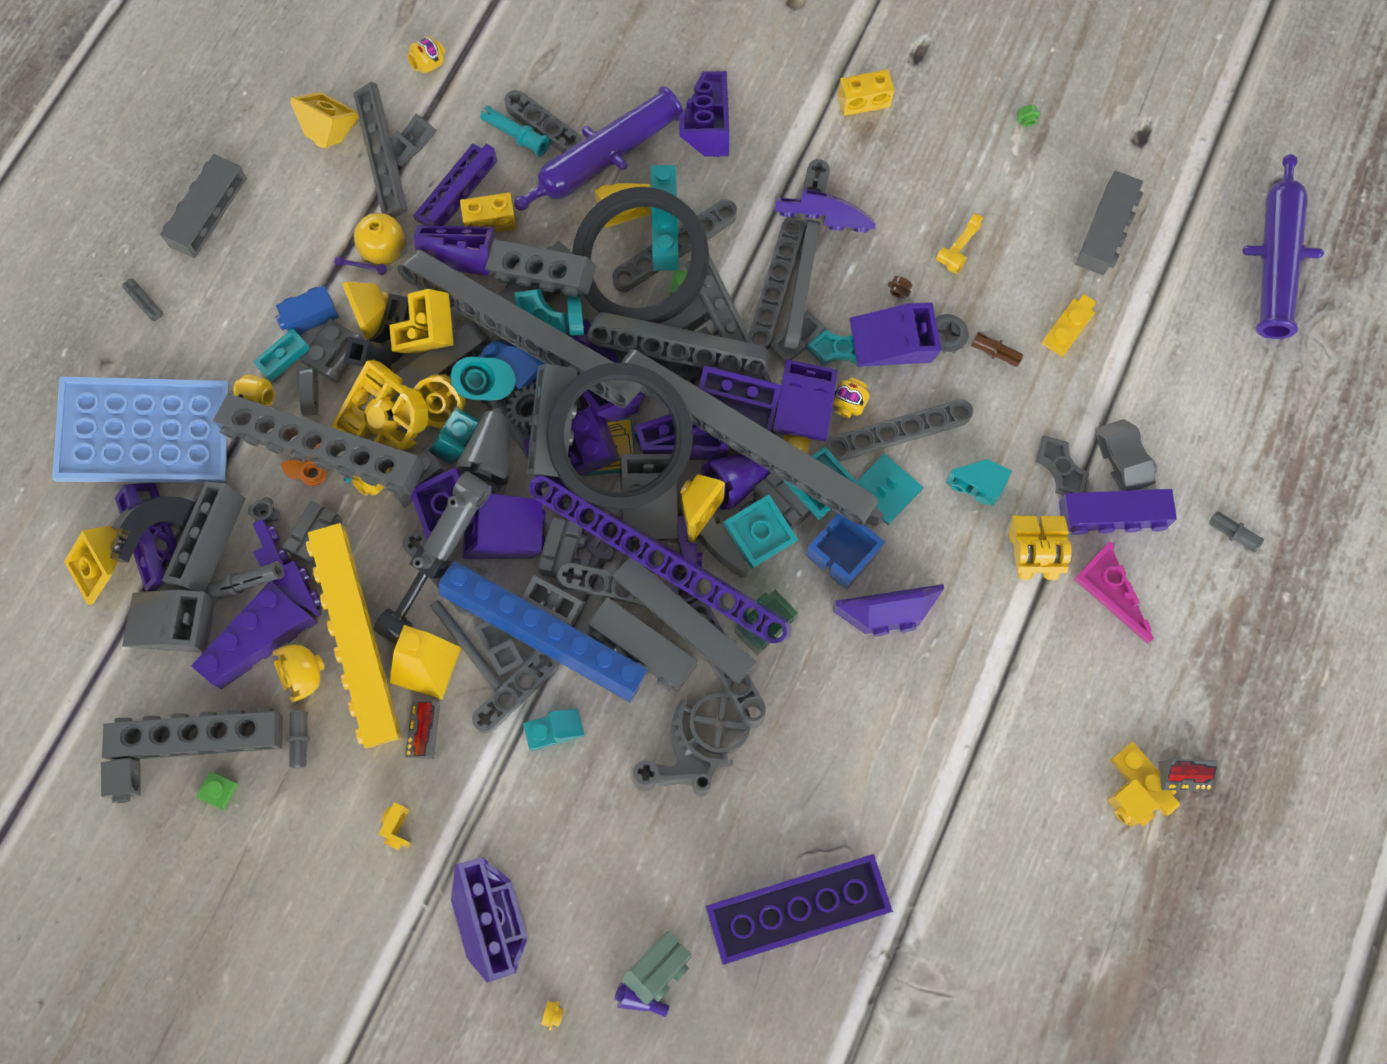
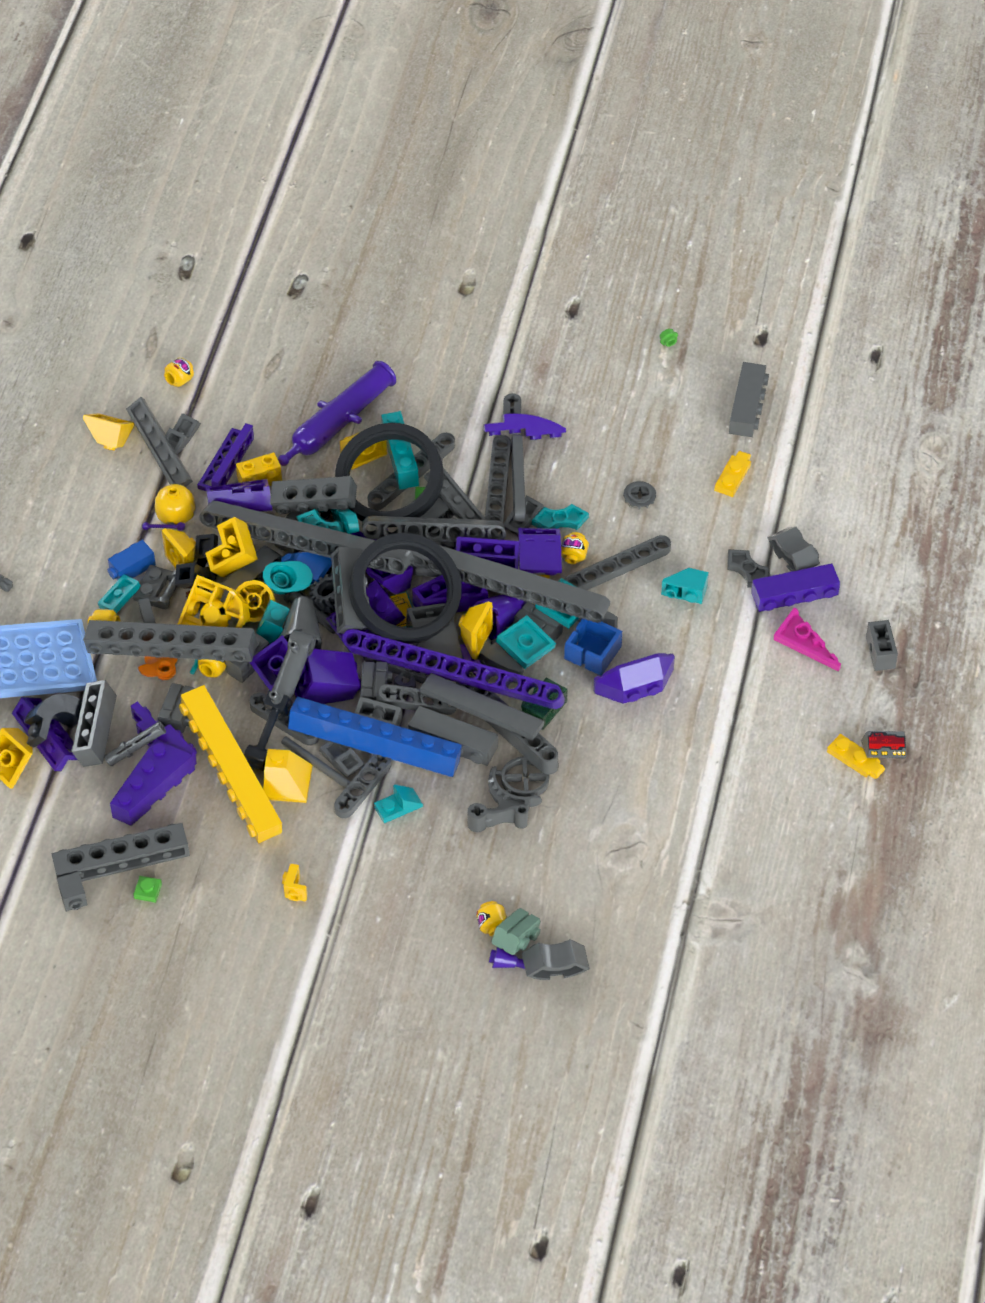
camera: 10 degrees left, 20 degrees down
(169, 620) = (80, 782): dark grey slope -> none
(203, 206) = (27, 505): dark grey brick -> none
(265, 504) = (130, 698): dark grey plate -> none
(298, 670) = (190, 796): yellow cylinder -> none
(298, 739) = (202, 843): dark grey axle -> none
(423, 729) = (297, 821): slope -> none
(488, 919) = (377, 923): dark purple wedge -> none
(524, 134) = (271, 414): teal pin -> none
(545, 121) = (282, 408): dark grey beam -> none
(552, 1014) = (444, 981): yellow plate -> none
(631, 935) = (490, 916): none -> yellow head
(698, 1018) = (555, 959): none -> dark grey brick
(707, 115) = (416, 378): dark purple wedge -> none
(798, 909) = (612, 878): dark purple brick -> none
(865, 92) = (537, 341): yellow brick -> none
(890, 486) = (623, 604): teal piece -> none
(896, 335) = (600, 499): dark purple slope -> none
(900, 287) = (595, 469): reddish brown plate -> none
(952, 257) = (632, 443): yellow brick -> none
(997, 349) = (680, 498): reddish brown axle -> none
(1040, 545) = (741, 619): yellow hips -> none
(1133, 804) = (848, 771): yellow brick -> none
(1212, 623) = (881, 645): none -> dark grey brick
(1236, 531) = (889, 587): dark grey axle -> none
(1282, 254) = (884, 398): dark purple piece -> none

